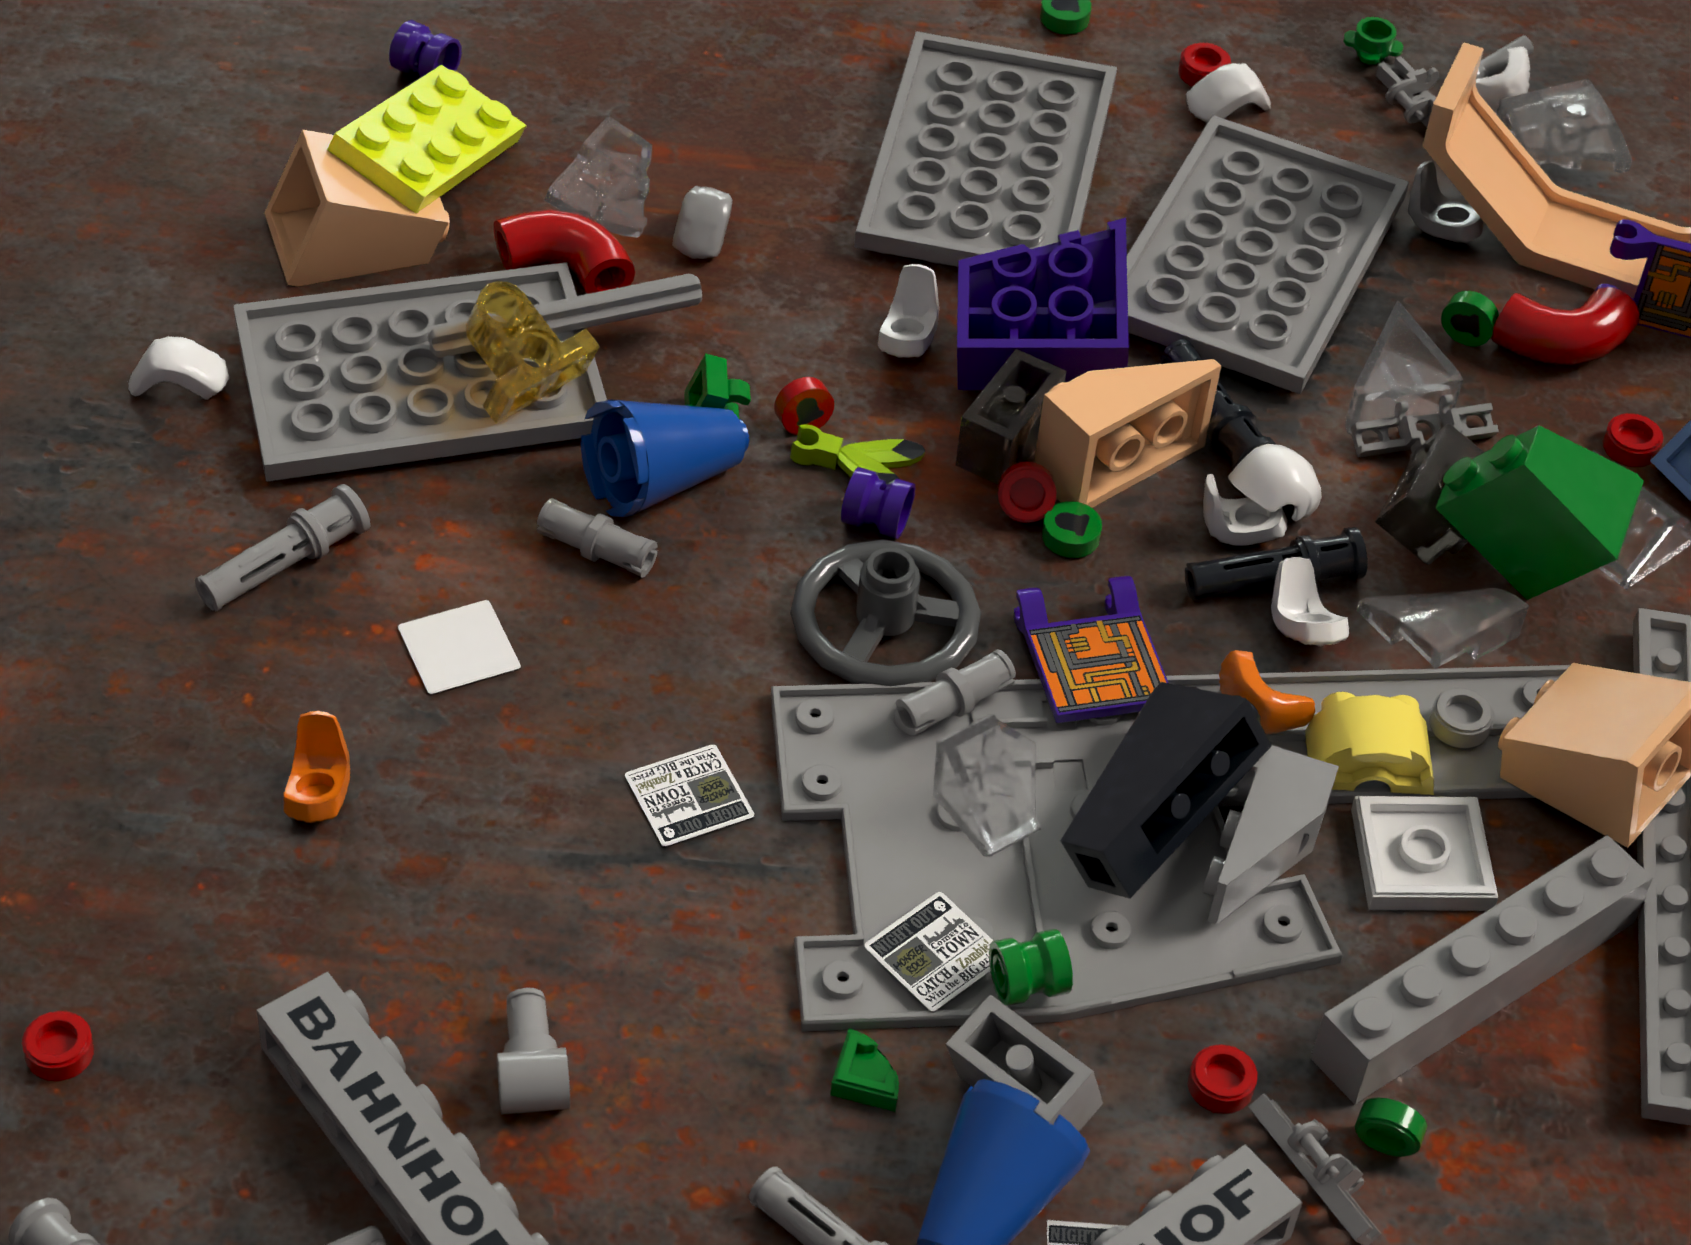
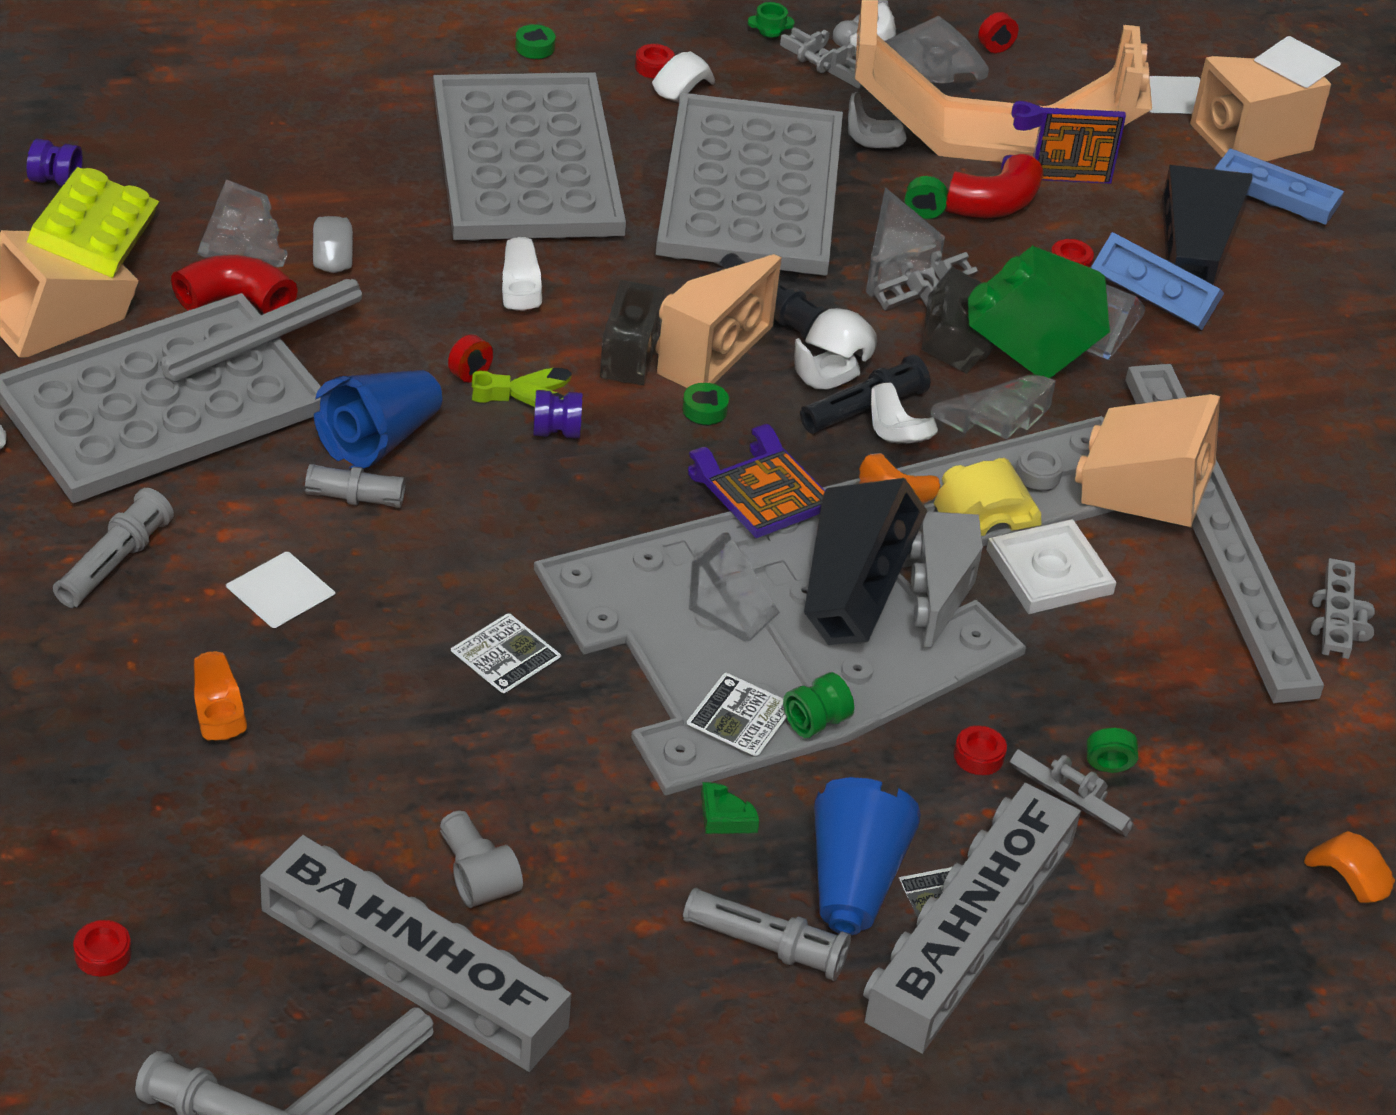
camera: 20 degrees left, 5 degrees down
(522, 336) = (245, 357): clear yellow tile -> none
(713, 389) = (397, 357): green tile -> none
(887, 605) = (596, 484): dark grey piece -> none
(955, 692) = (676, 532): light grey pin -> none
(1009, 1050) = (831, 756): light grey brick -> none
(1027, 492) = (664, 382): red tile -> none
(1047, 301) = (630, 240): dark purple wedge -> none
(1479, 969) = (1126, 631): light grey brick -> none
(1662, 115) = (998, 32): none -> red tile

